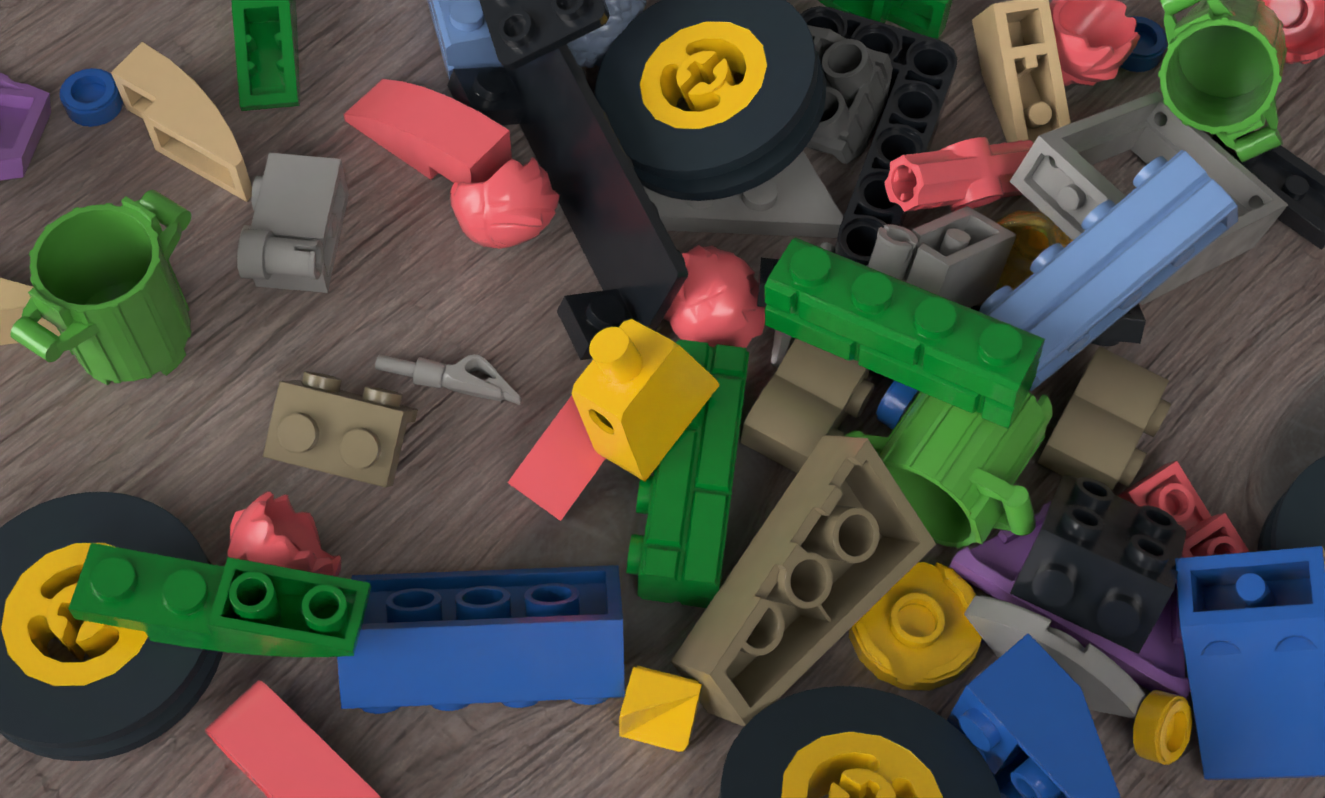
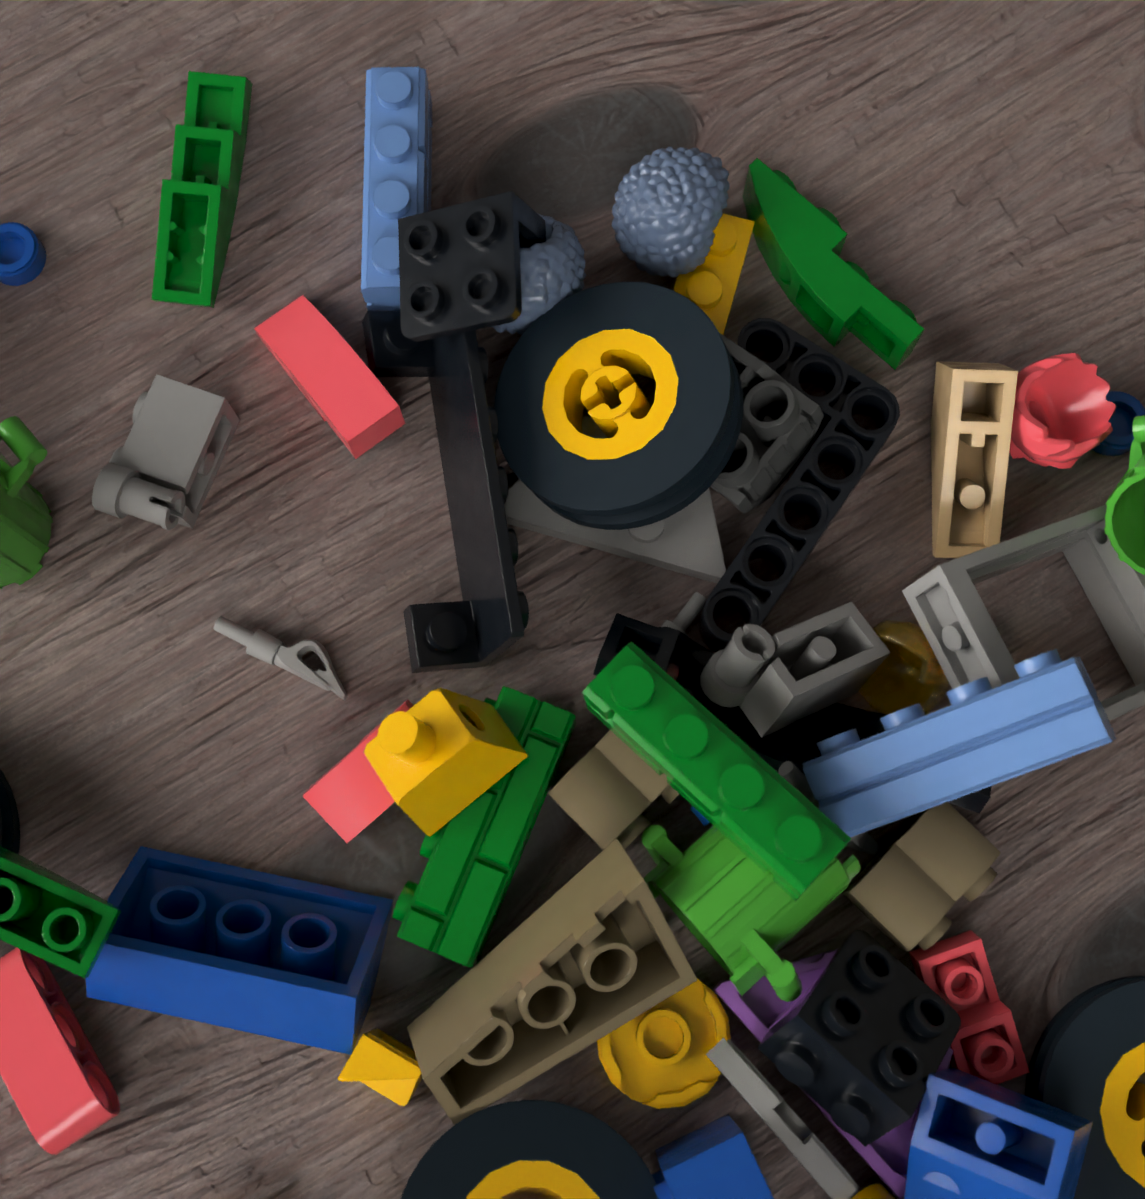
camera: 20 degrees right, 15 degrees up
(181, 119) = (89, 304): tan slope -> none
(278, 536) = (70, 819): coral hair -> none
(337, 429) = (162, 690): dark tan bracket -> none
(507, 206) = (380, 487): coral hair -> none
(717, 300) = (561, 637): coral hair -> none
(957, 175) = (859, 563): coral piece -> none

